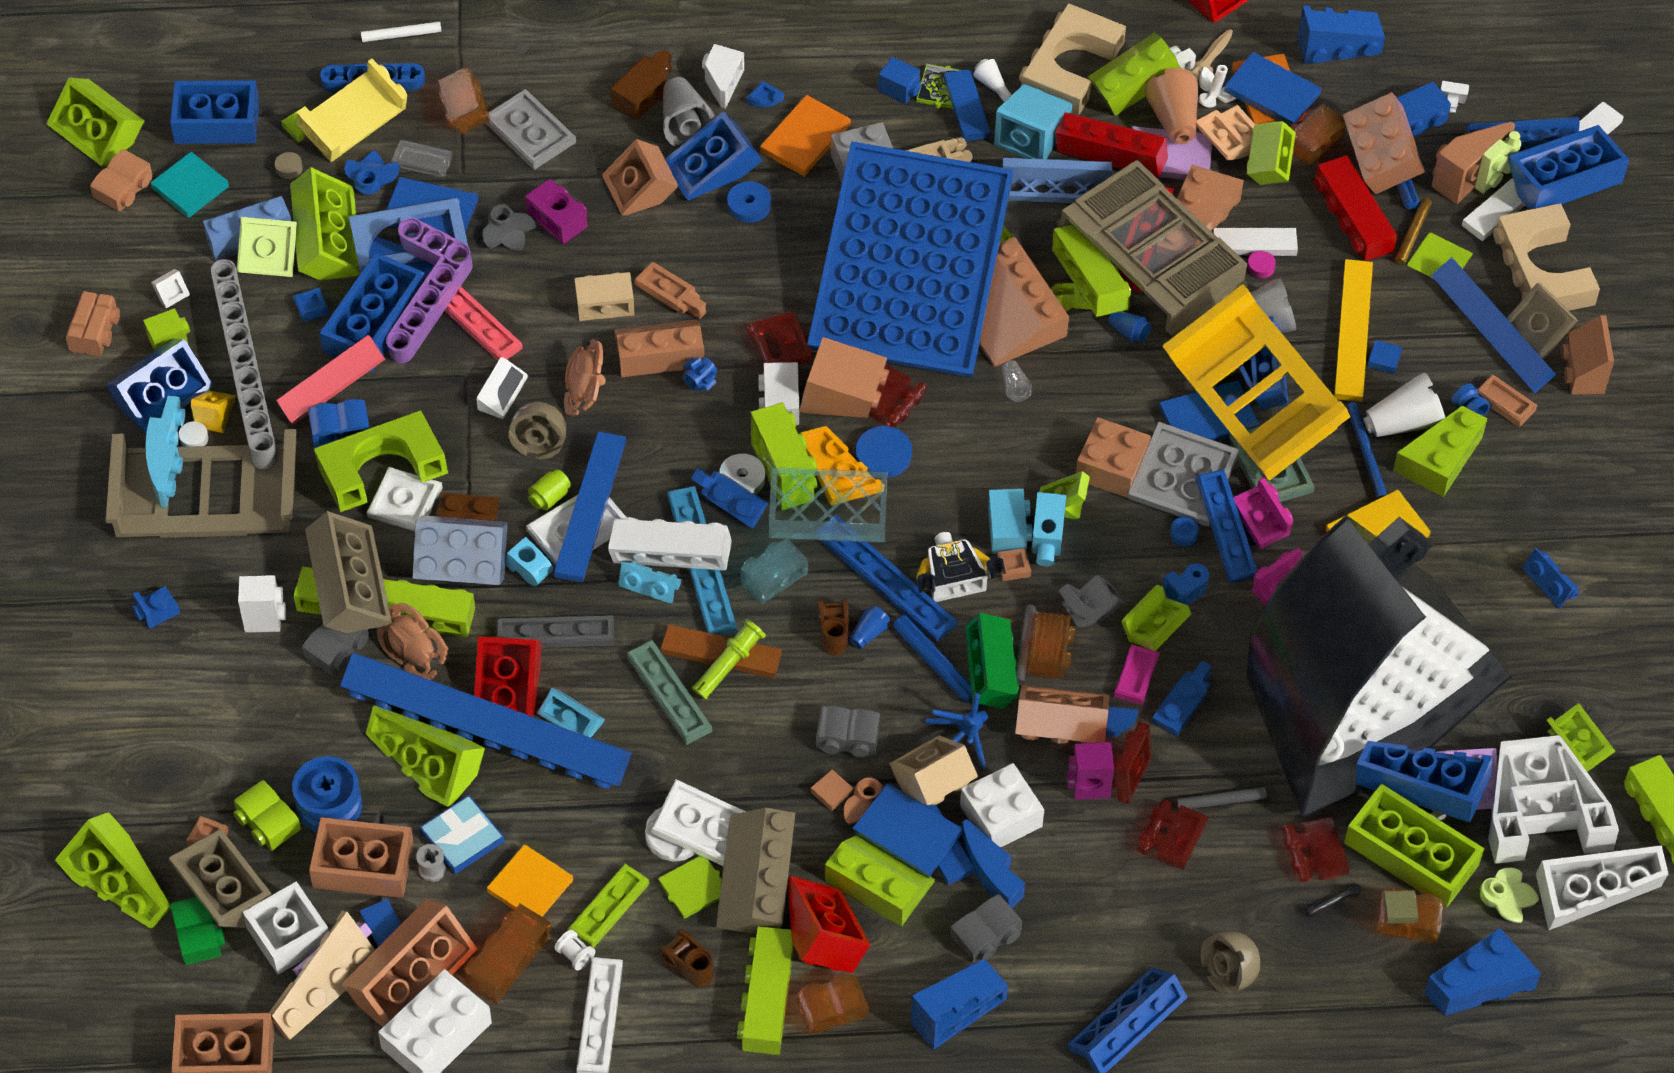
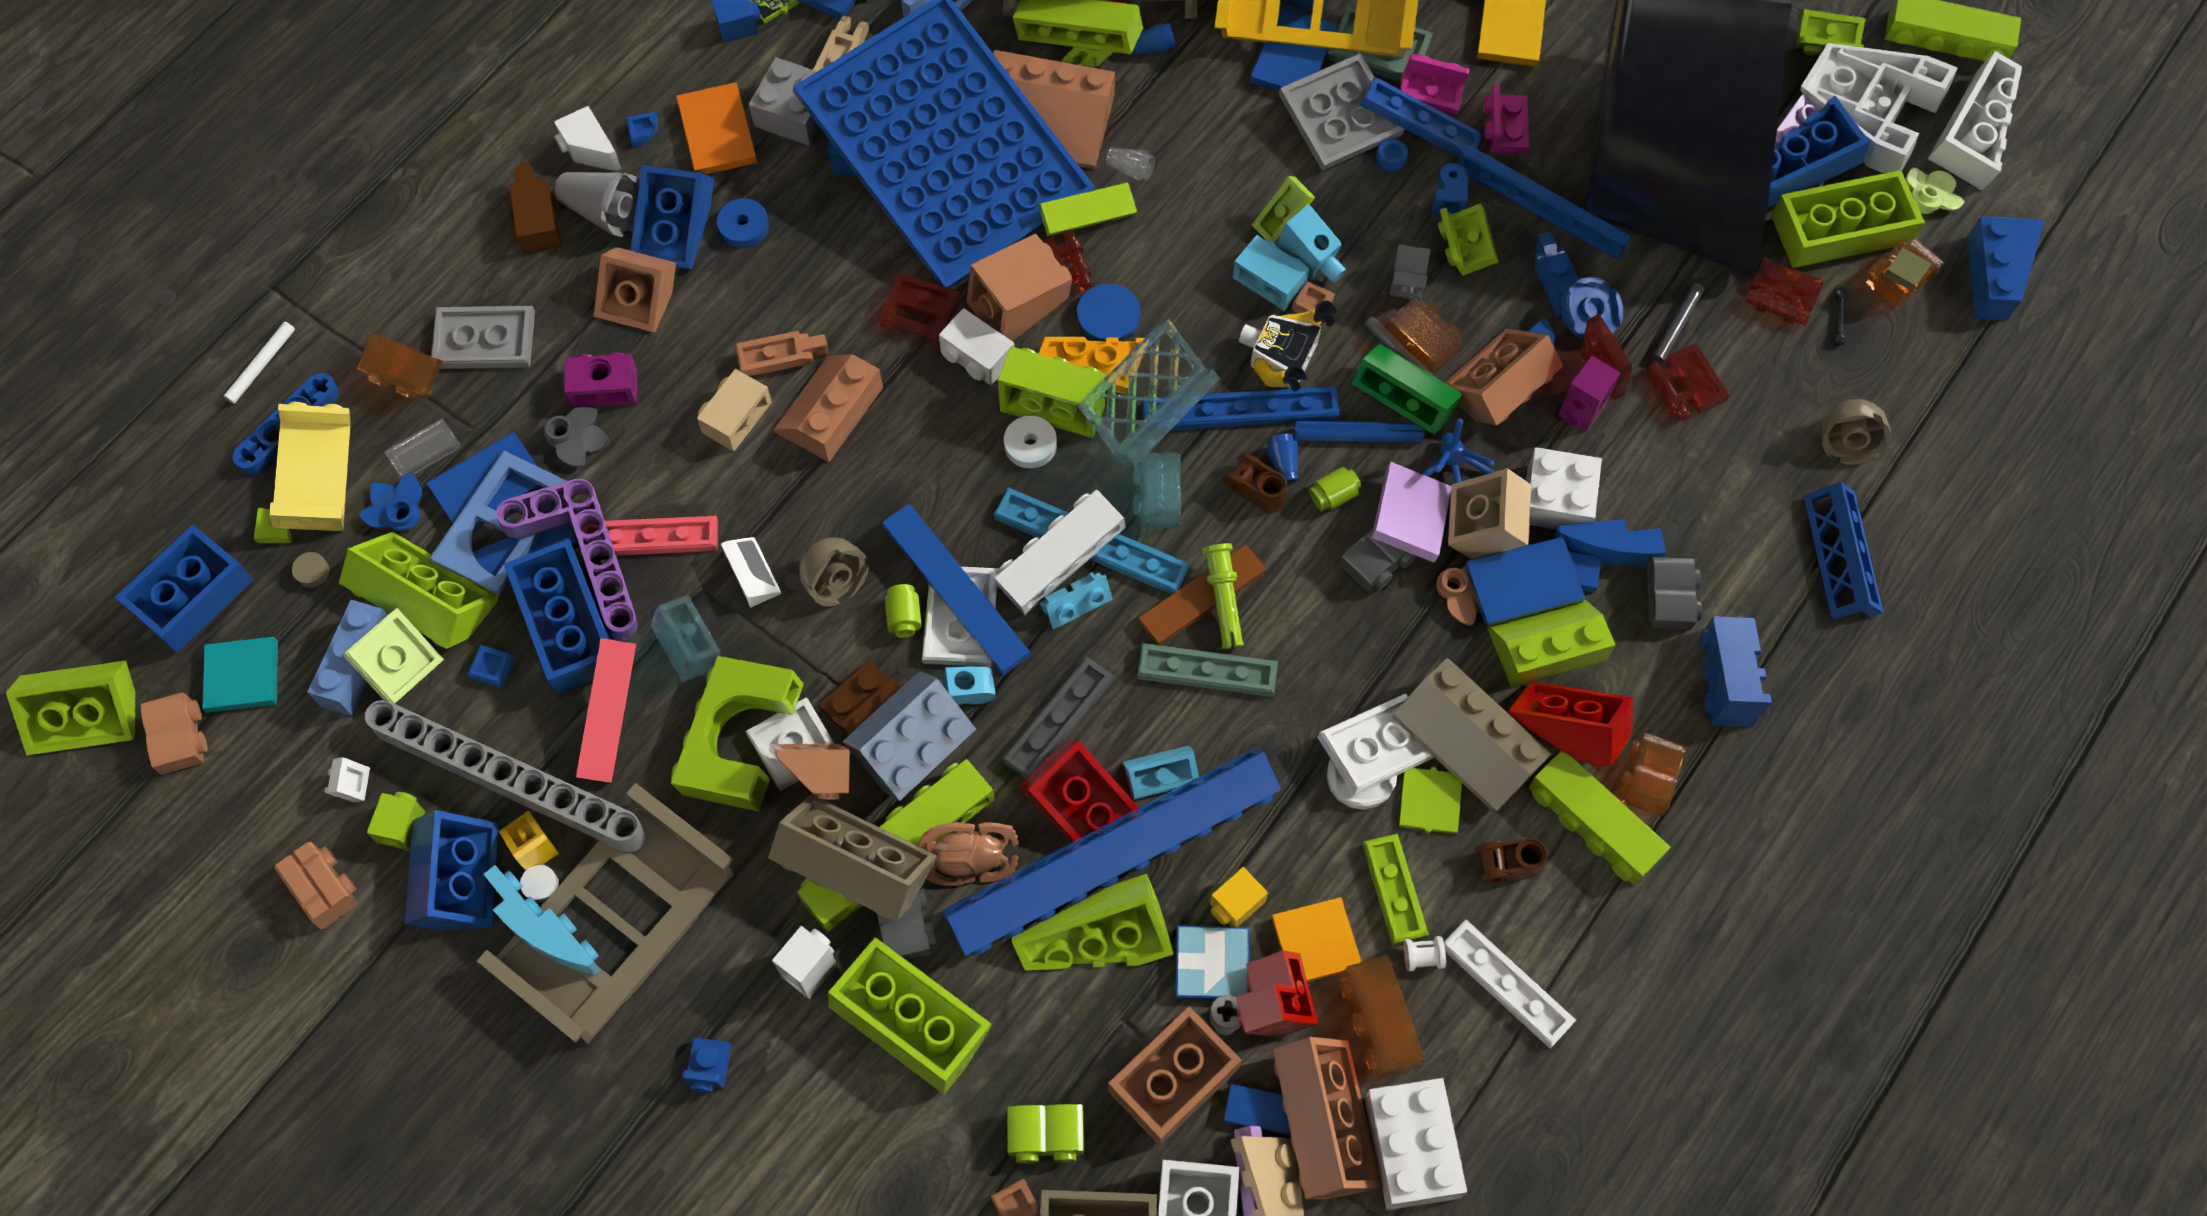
camera: 50 degrees left, 10 degrees up
(275, 684) = (908, 1015): none -> lime slope
(327, 790) = (1069, 1035): blue wheel -> none
(337, 421) = (655, 739): blue brick -> none
(389, 513) = (817, 766): none -> nougat slope
(418, 384) = (685, 638): none -> clear light blue brick
(465, 880) = (1277, 997): none -> red brick
(516, 815) = (1237, 899): none -> yellow brick
(583, 377) = (809, 490): nougat shield -> none
(699, 374) = (895, 394): blue gear -> none
(731, 496) = (1049, 466): blue hinge -> none
(831, 790) = (1425, 612): nougat tile -> none
(873, 672) = (1335, 489): none -> lime brick
(892, 724) = (1412, 512): none -> lavender tile
(950, 381) = (1087, 209): none -> lime tile
(1112, 456) = (1278, 148): nougat brick -> none
(1136, 674) = (1503, 293): dark pink tile -> none
(1175, 733) = (1589, 298): none -> blue tile
(1234, 647) = (1543, 202): none -> blue tile

